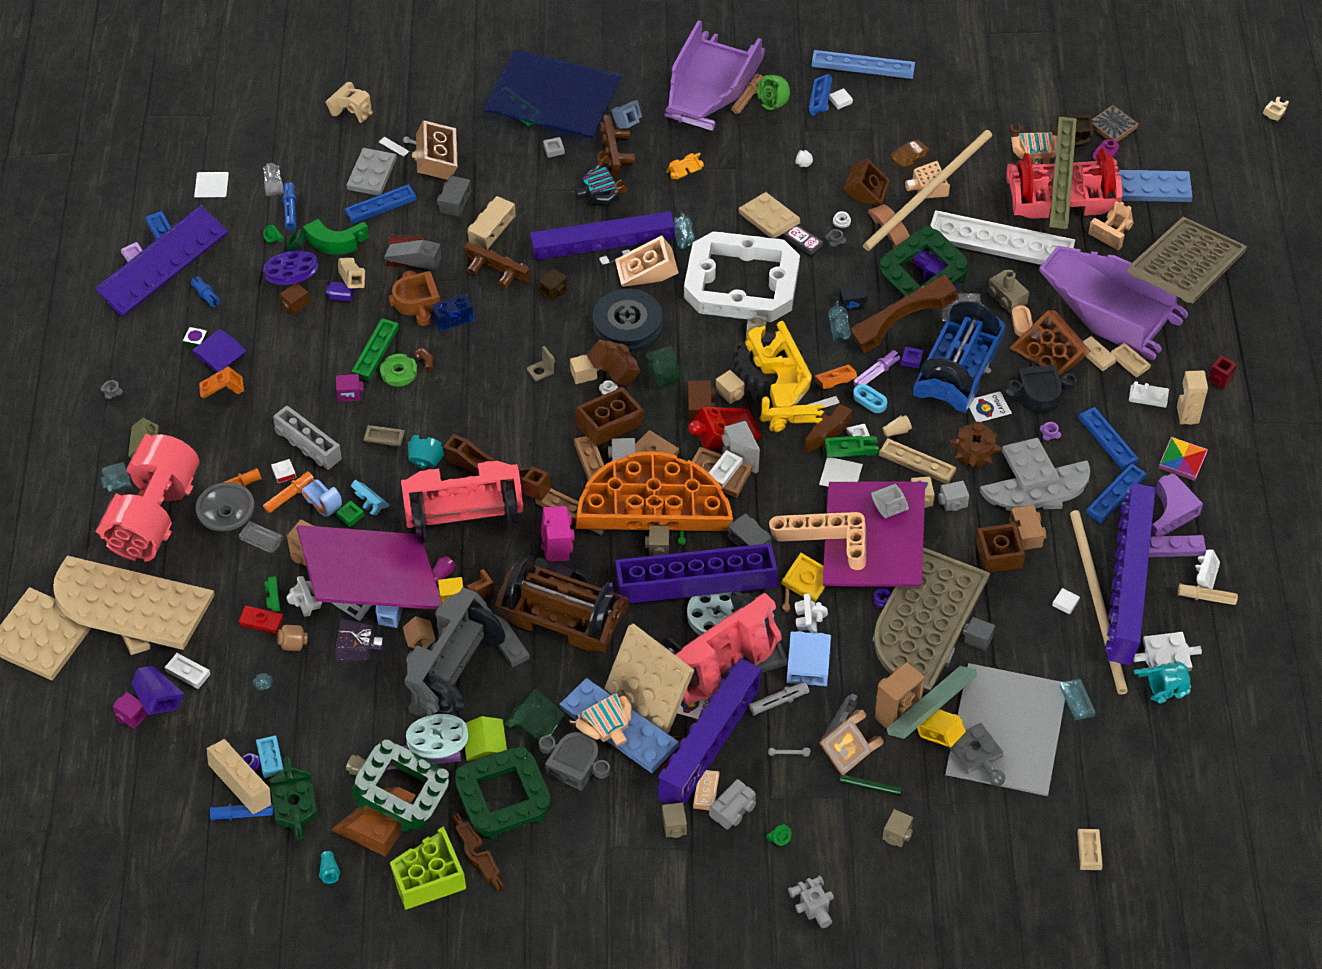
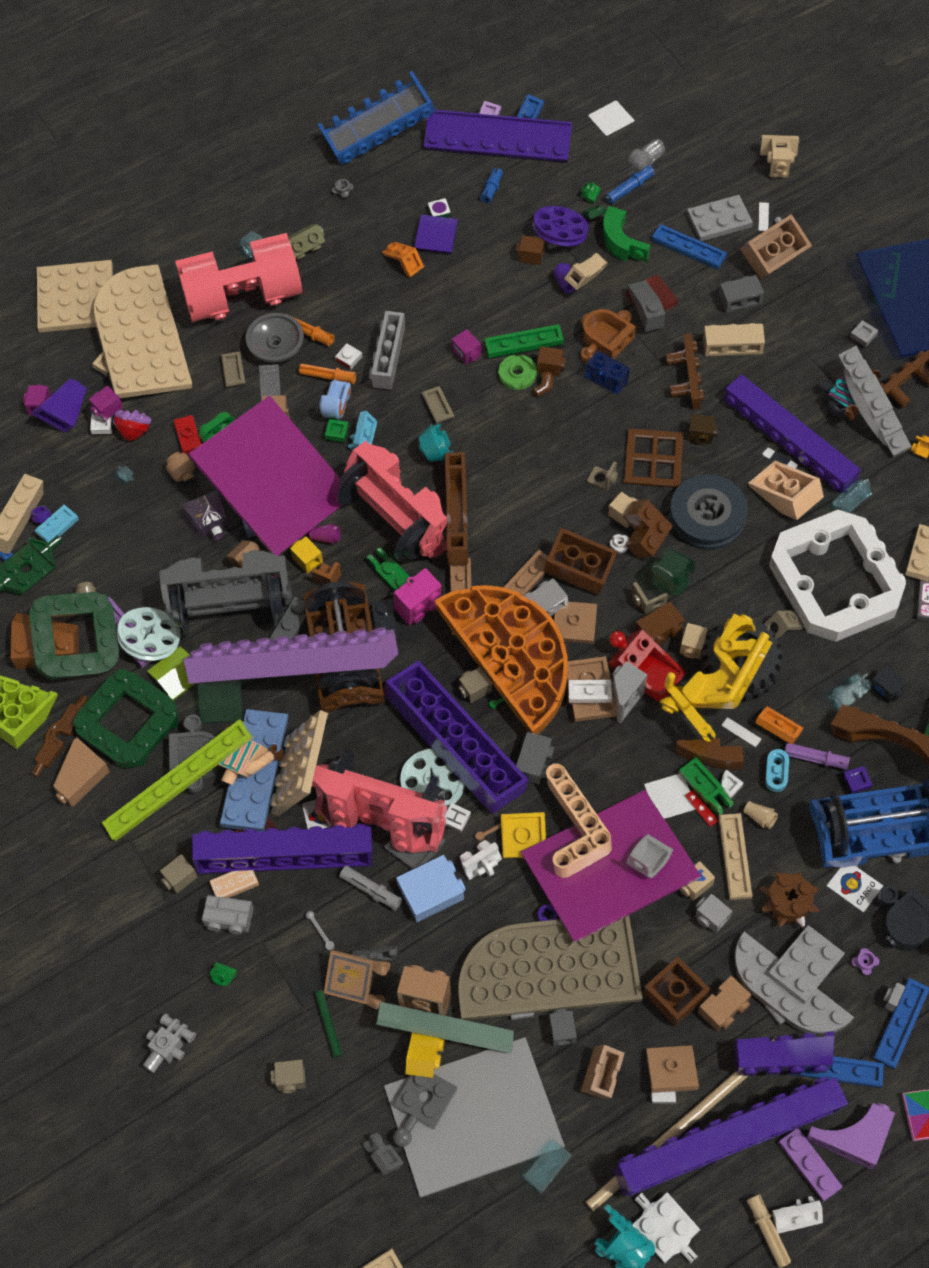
camera: 60 degrees right, 10 degrees up
(72, 325) = (378, 120): none -> window
(184, 656) = (105, 403): none -> magenta brick
(218, 651) = (131, 424): none -> red hair
(224, 555) = (233, 369): none -> dark tan tile
(410, 341) = (551, 360): none -> reddish brown brick
(513, 546) = (389, 570): none -> green hinge
(526, 850) = (79, 773): none -> medium nougat slope
(549, 329) = (654, 457): none -> reddish brown window
(555, 631) = (291, 656): none -> medium lavender brick
(596, 774) = (177, 780): none -> lime plate
(617, 167) = (873, 402): none -> light grey piece
(668, 400) = (641, 600): none -> dark tan bracket
(864, 460) = (701, 808): none -> red sticker
(1004, 798) = (384, 1156): none -> dark grey plate
(1030, 625) = (602, 1071): none -> medium nougat brick
(1054, 584) = (672, 1069): none -> medium nougat plate
(1088, 429) = (893, 996): none -> light grey plate
(1091, 508) = (784, 1054): none -> dark purple wedge

